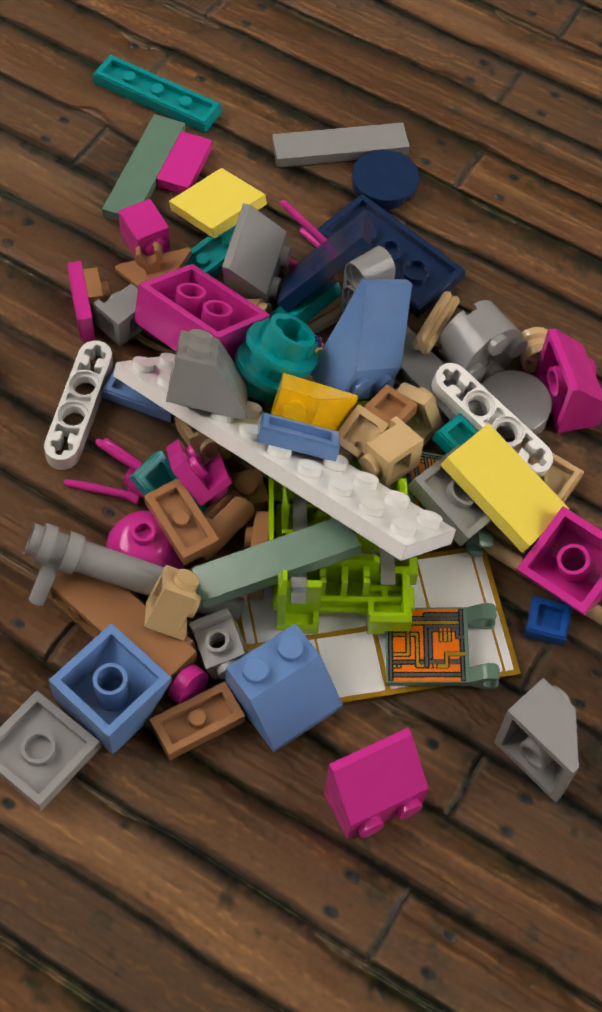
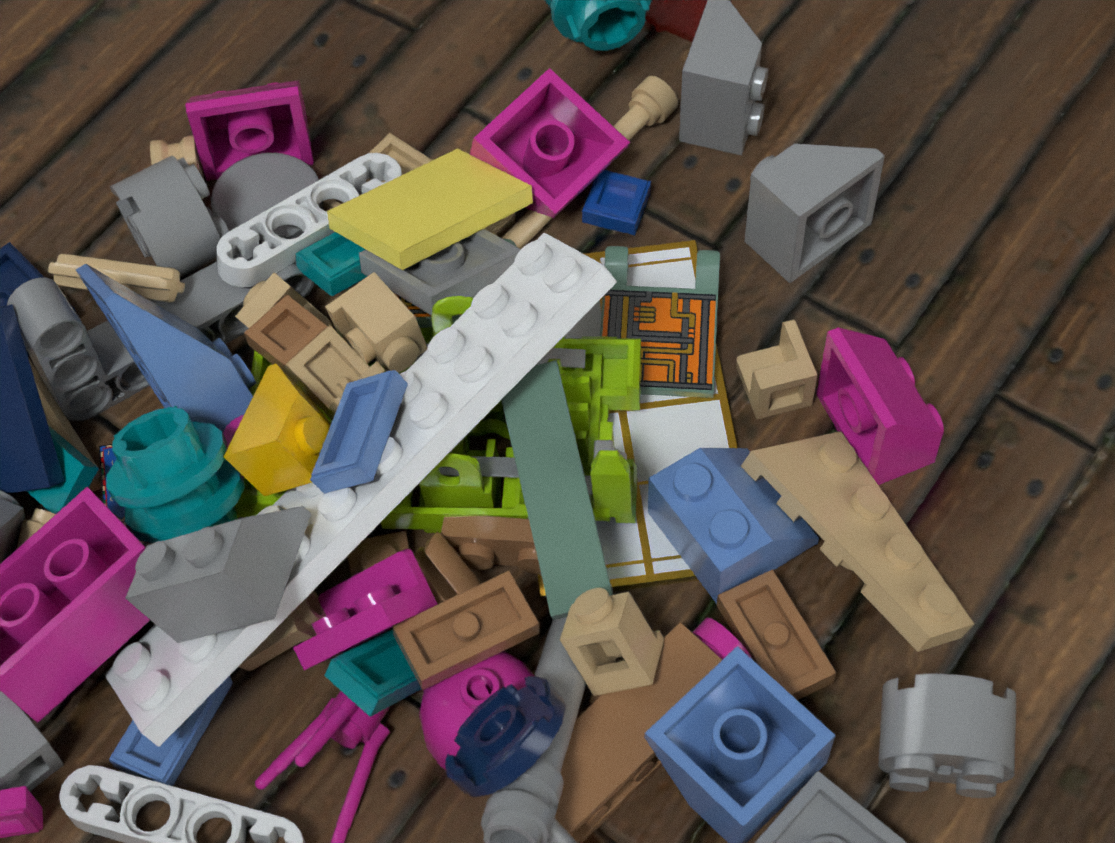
camera: 80 degrees left, 0 degrees up
(100, 538) = (505, 736): none -> dark blue tile
(116, 818) = (947, 734): none -> light grey brick
(217, 630) = (689, 586): light grey brick -> none
(274, 775) = (863, 533): none -> tan wing
(413, 716) = (779, 376): none -> tan panel

